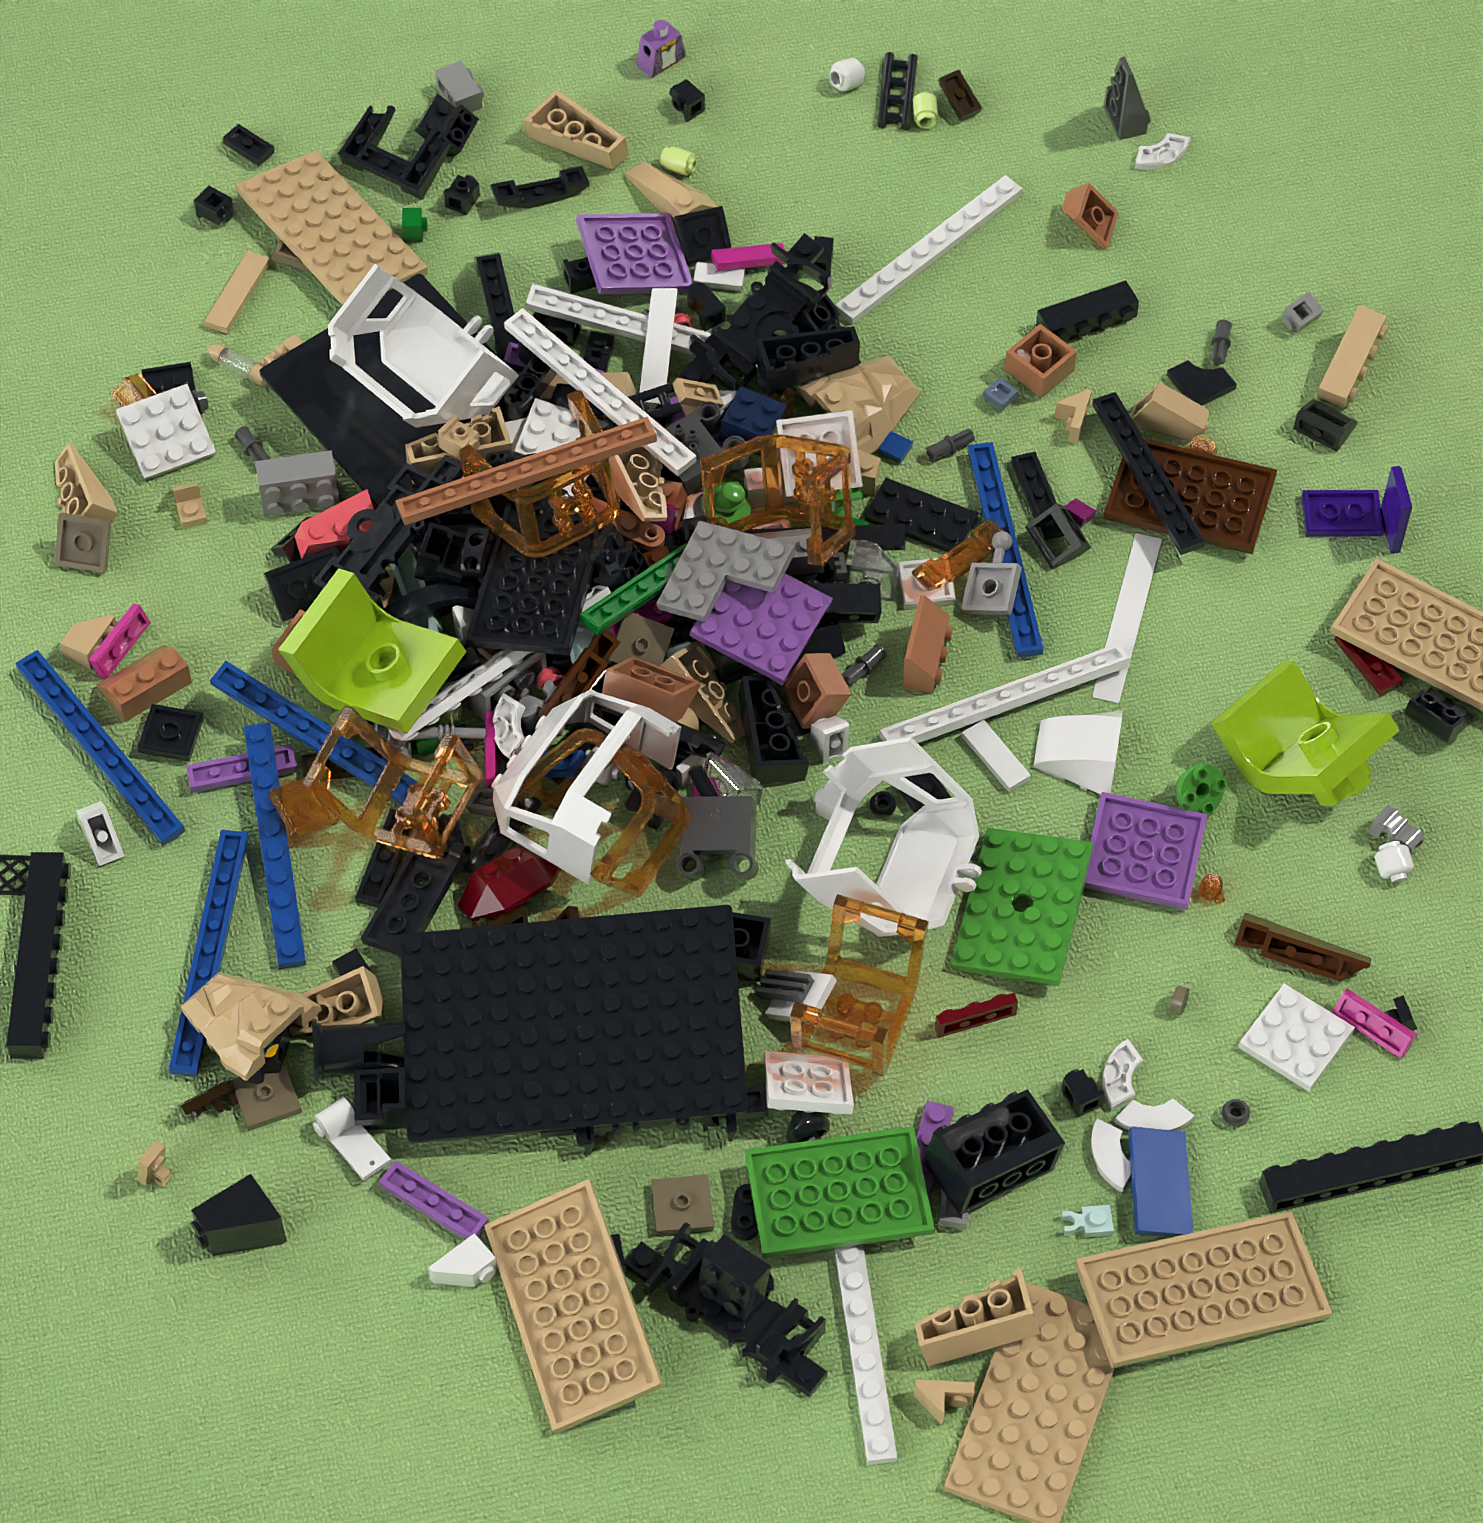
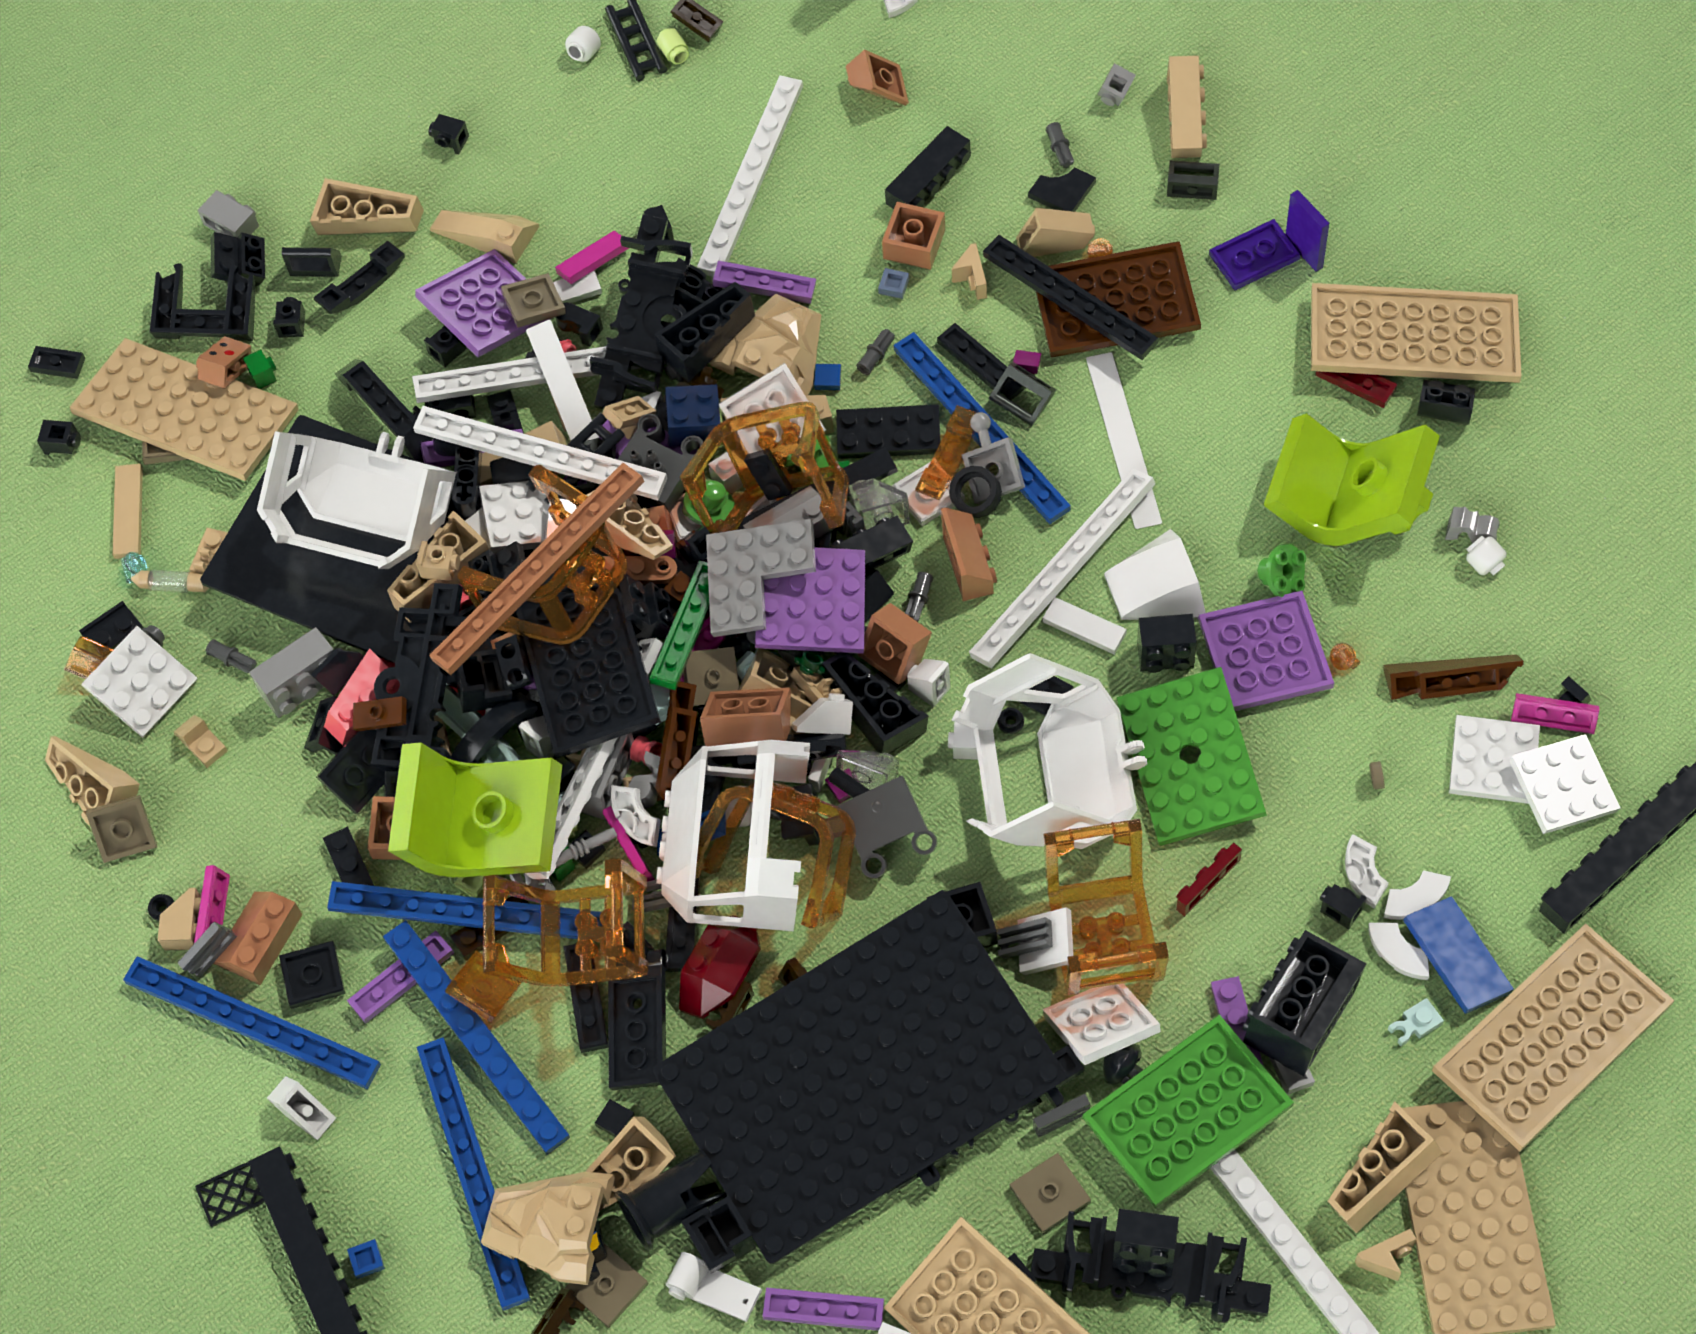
camera: 20 degrees left, 5 degrees up
(77, 616) = (156, 902): none -> black plate
(82, 977) = (366, 1259): none -> blue plate
(98, 673) = (207, 949): none -> dark grey tile
(216, 335) = (132, 564): none -> clear light blue plate
(254, 652) = (347, 857): none -> black plate
(329, 492) = (337, 669): none -> black slope
(341, 542) = (379, 713): none -> reddish brown plate
(383, 204) = (223, 362): none -> nougat brick
(508, 155) = (312, 261): none -> black tile
(660, 48) = (397, 96): medium lavender torso -> none
(674, 267) = (533, 300): none -> dark tan plate
(678, 160) = (474, 194): yellowish green brick -> none
(701, 233) = (538, 252): black plate -> none
(719, 722) = (826, 716): none -> white slope
(727, 1145) = (1061, 1115): none -> dark grey tile
(728, 697) = (814, 685): none -> tan plate
(731, 671) = (810, 663): none -> dark green plate
(743, 1210) = (1108, 1170): black plate -> none
(789, 500) = (768, 474): none -> black plate
(887, 342) = (765, 281): none -> medium lavender plate
(957, 582) = (962, 477): none -> black tyre
(1056, 800) = (1166, 642): none -> black brick
(1239, 1106) = (1486, 849): dark grey plate -> none
(1345, 1086) = (1564, 784): none -> white plate

